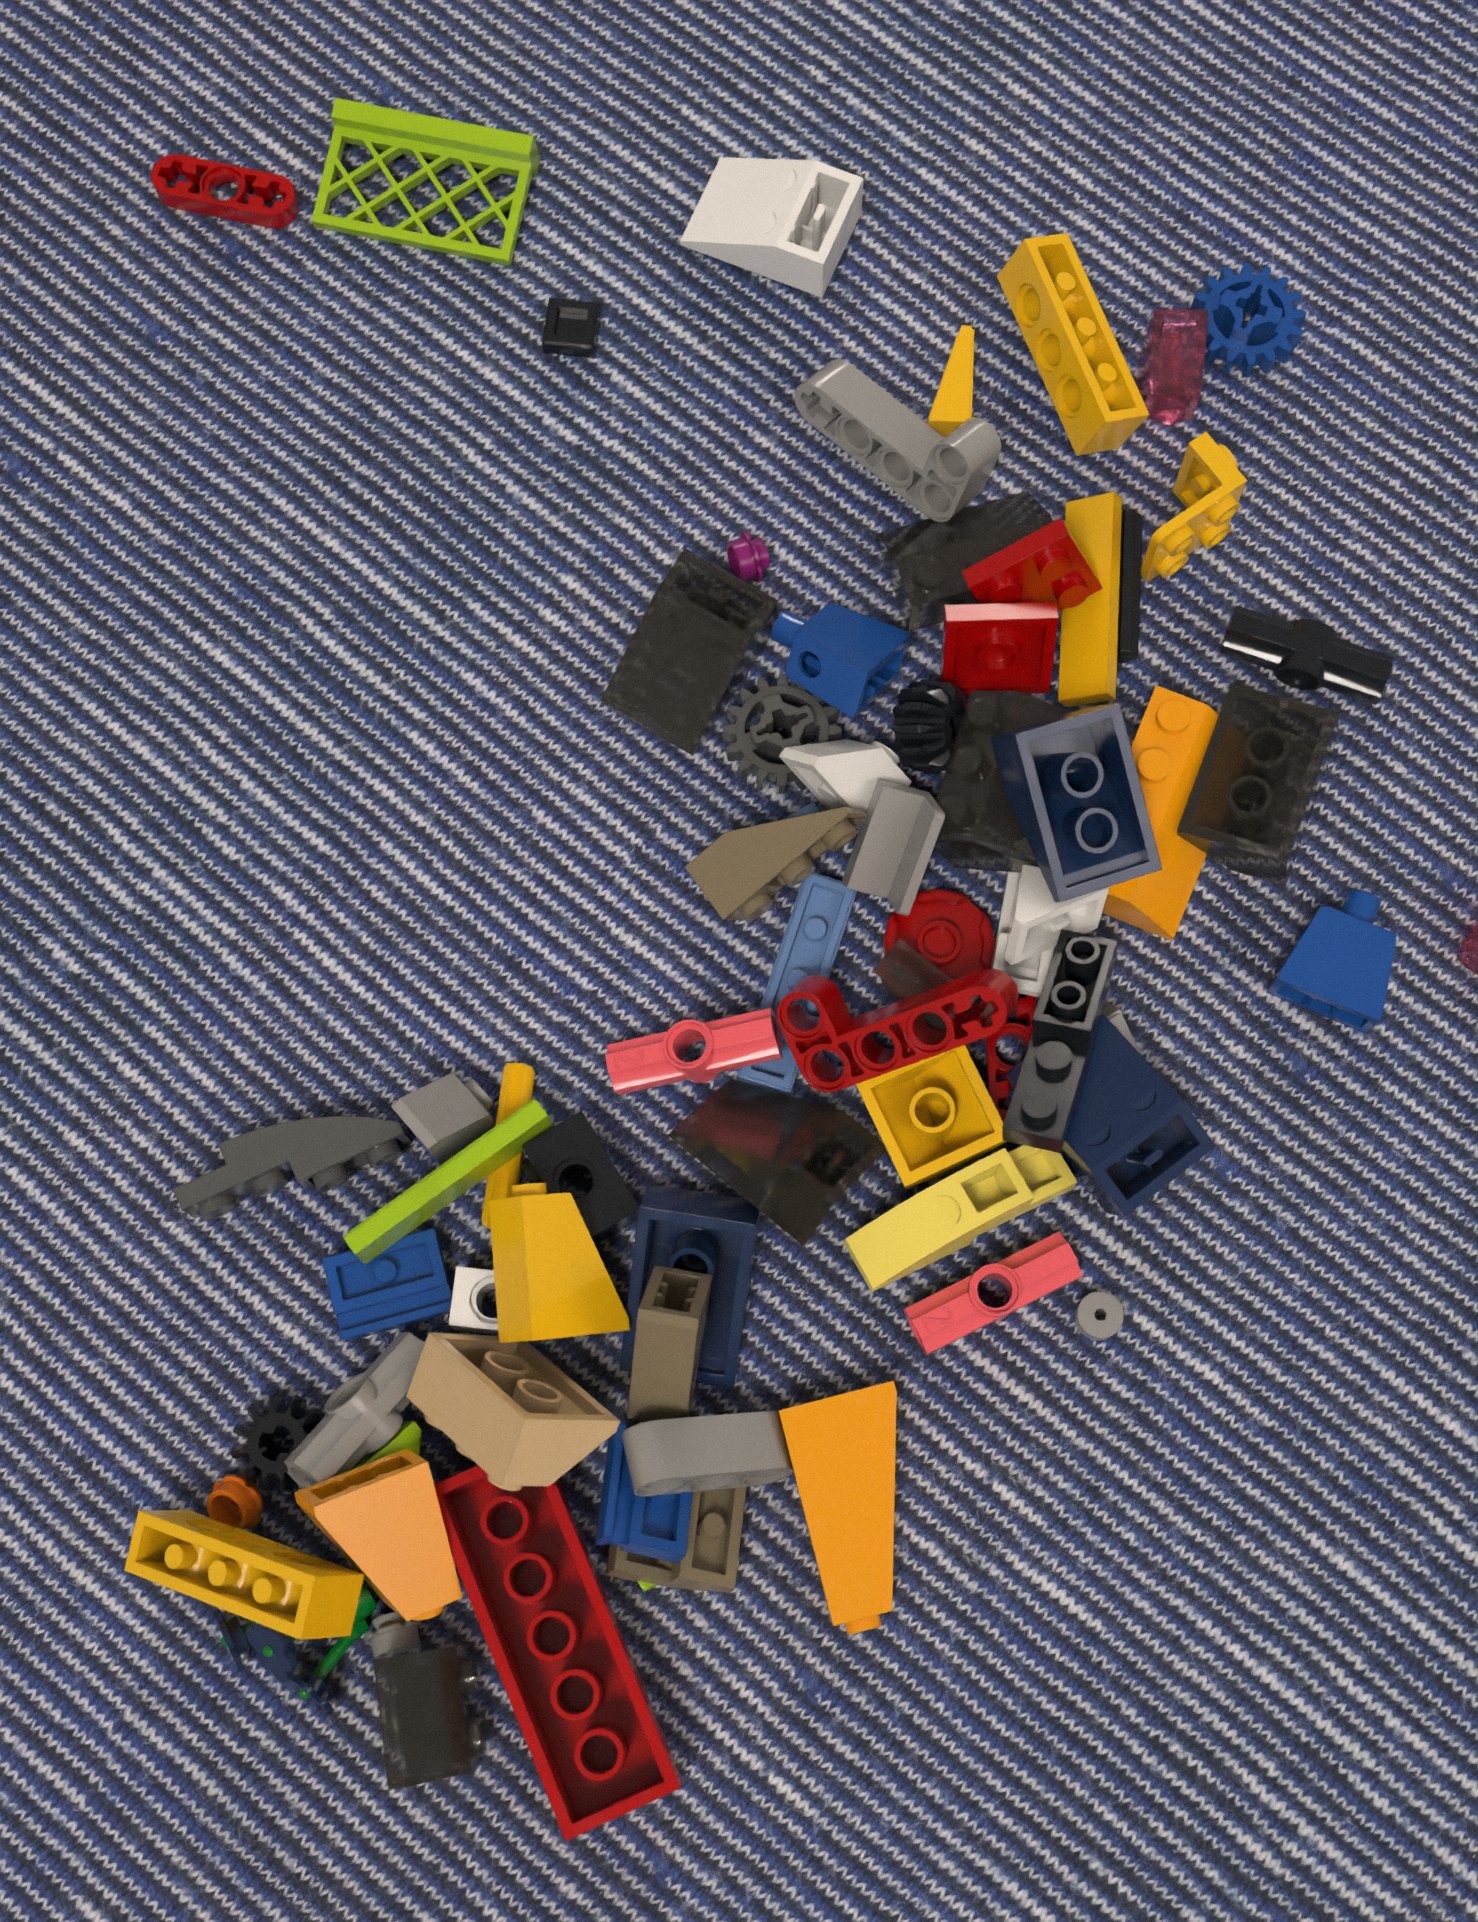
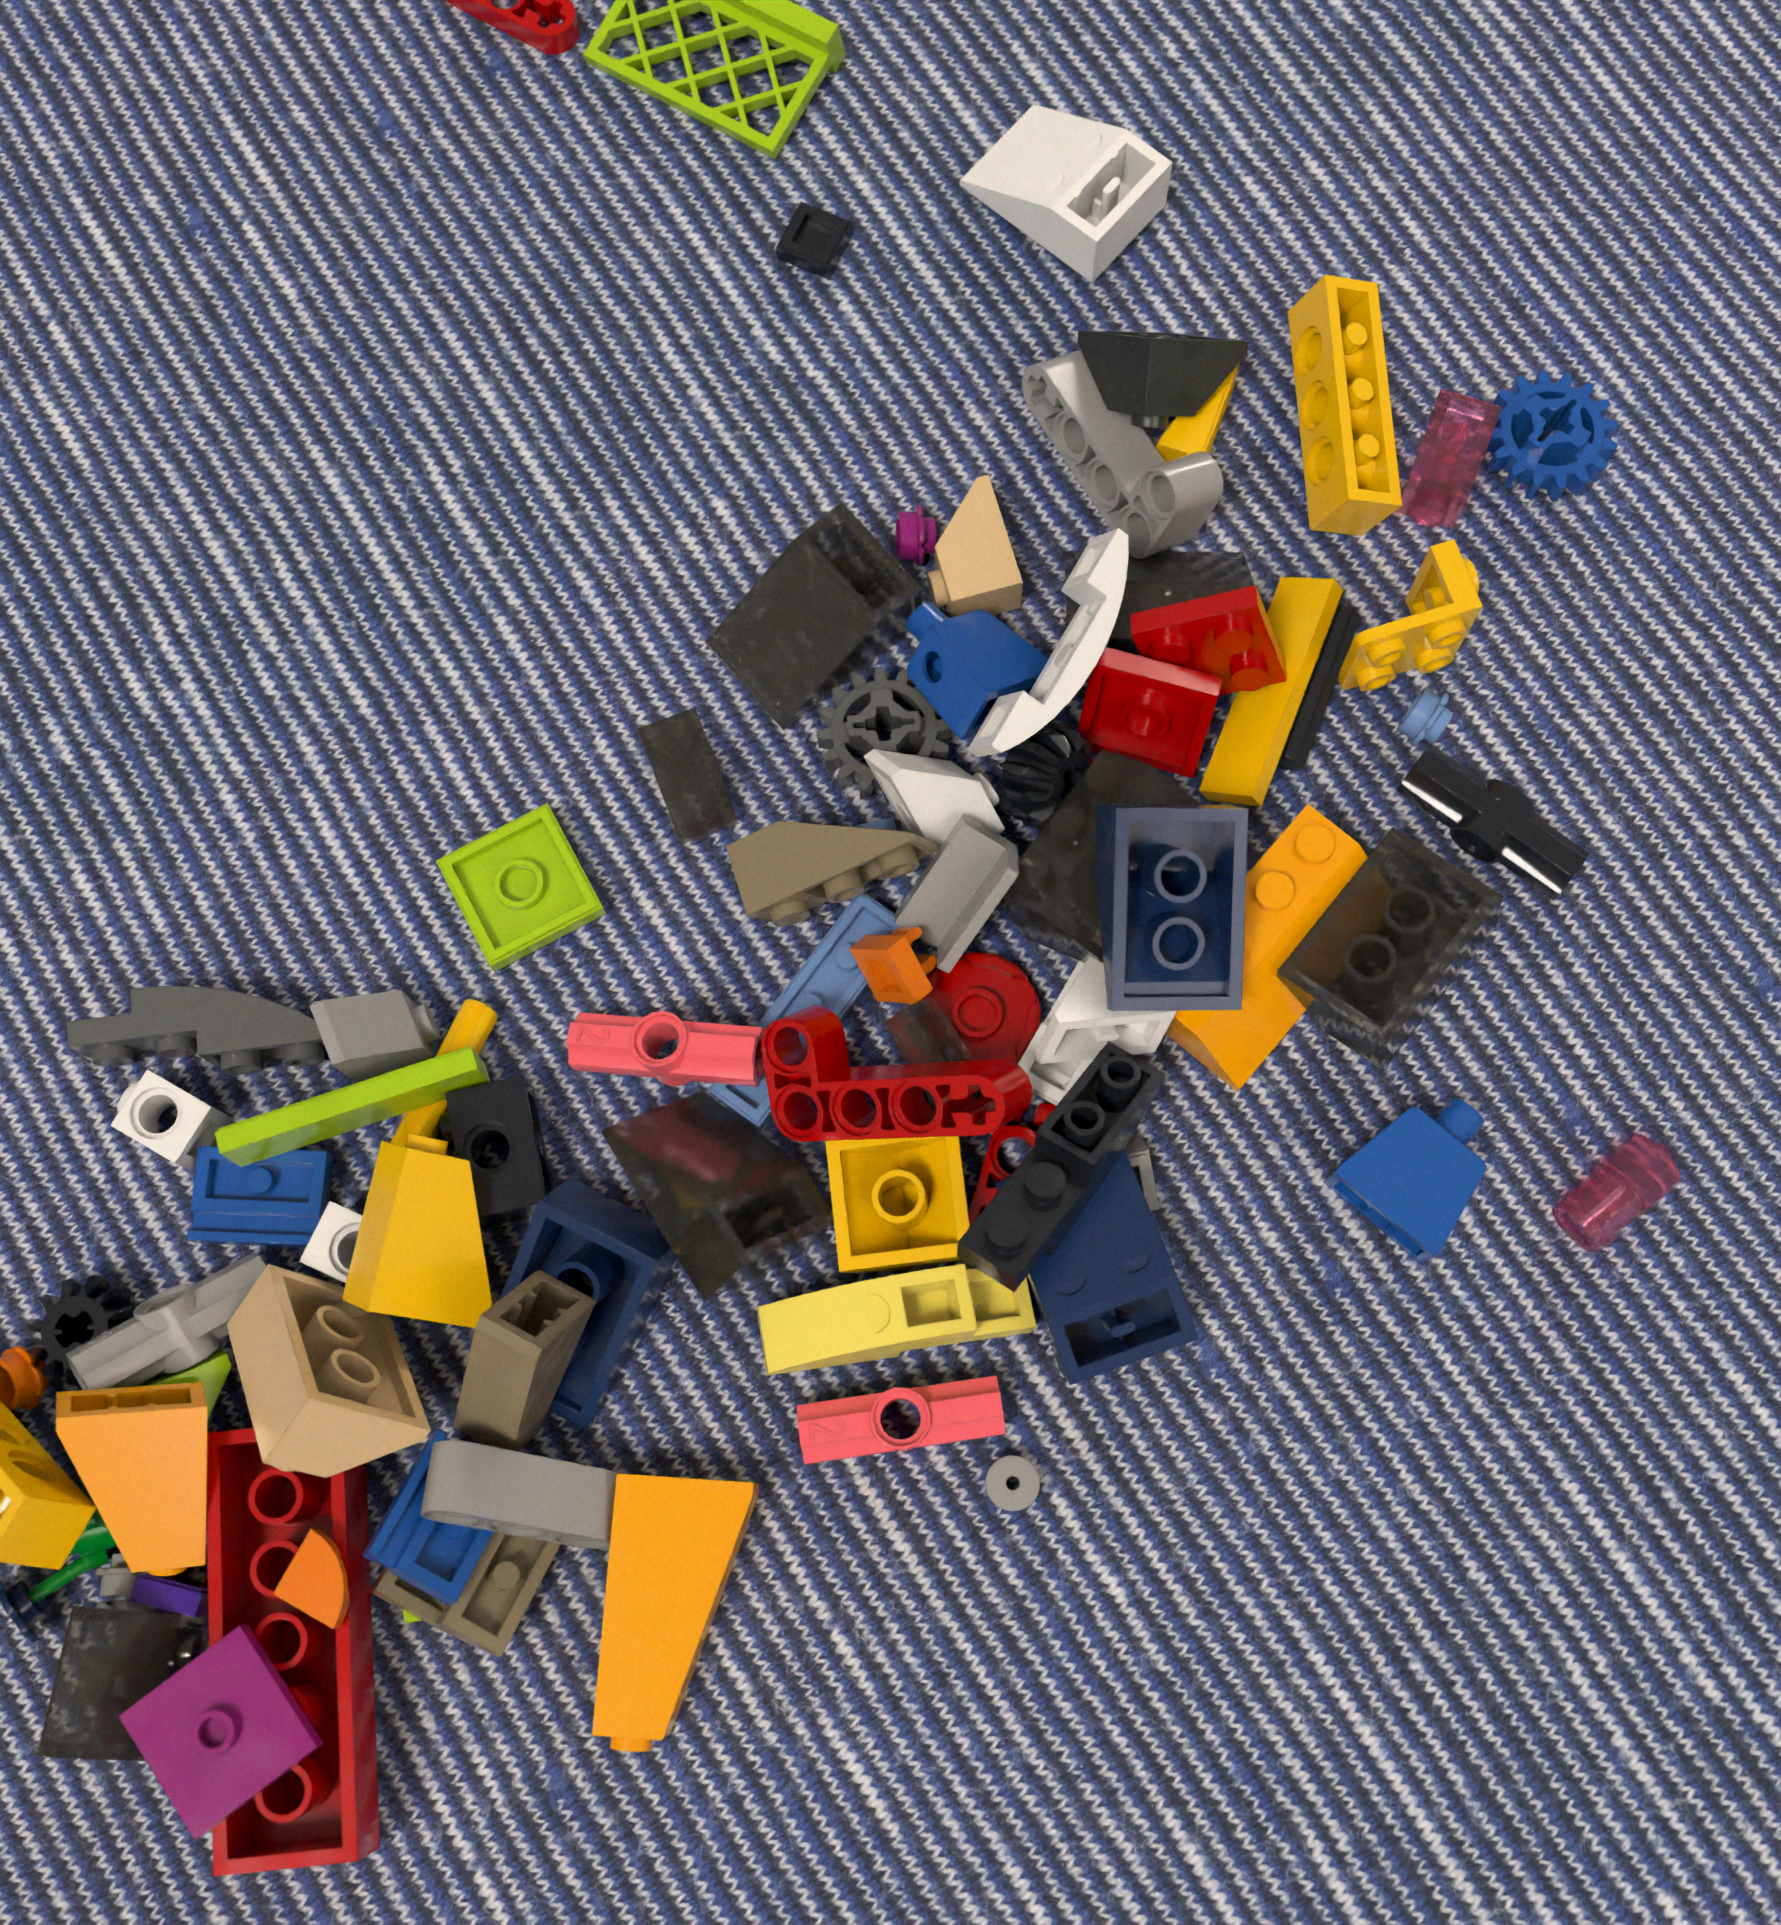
camera: 20 degrees right, 0 degrees up
(305, 1263) = (194, 1126): none -> white brick
(440, 1633) = (171, 1595): none -> dark purple tile
(517, 955) = (520, 887): none -> lime plate
(531, 1721) = (220, 1731): none -> magenta plate
(567, 1574) = (317, 1580): none -> orange tile
(626, 818) = (688, 776): none -> clear smoke slope
(809, 563) = (976, 558): none -> tan slope
(860, 924) = (892, 966): none -> orange tile
(910, 358) = (1158, 371): none -> pearl dark grey slope
(930, 557) = (1098, 588): none -> white slope
(1223, 585) = (1426, 717): none -> medium blue plate

